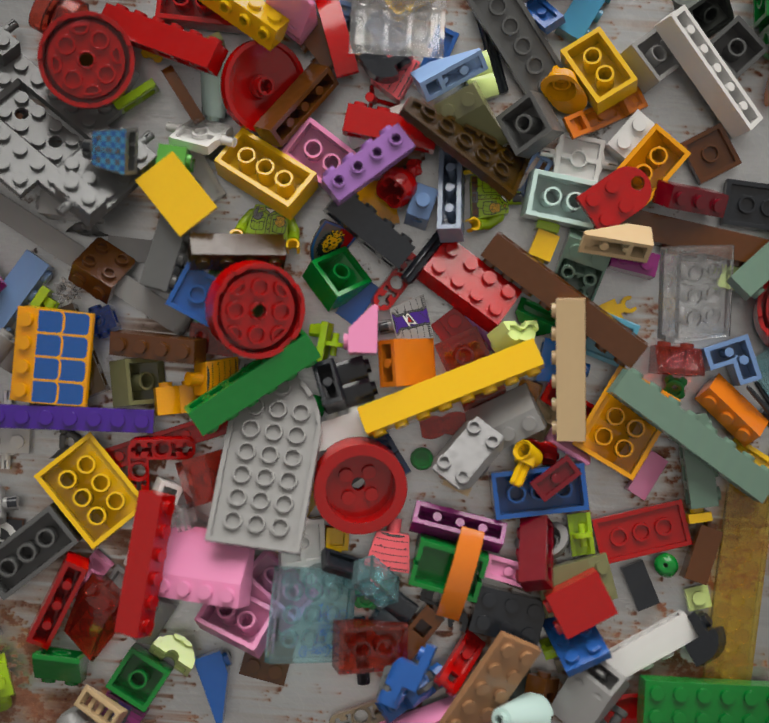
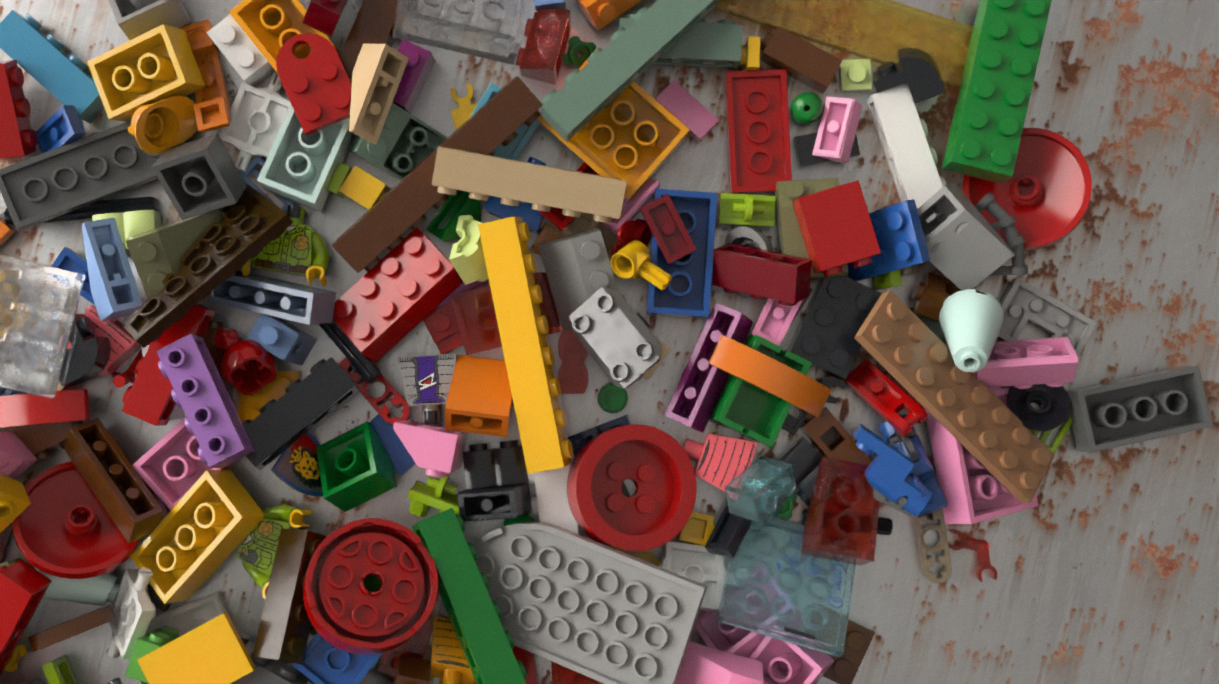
camera: 70 degrees left, 0 degrees up
(654, 591) = (837, 129): none -> bright pink slope

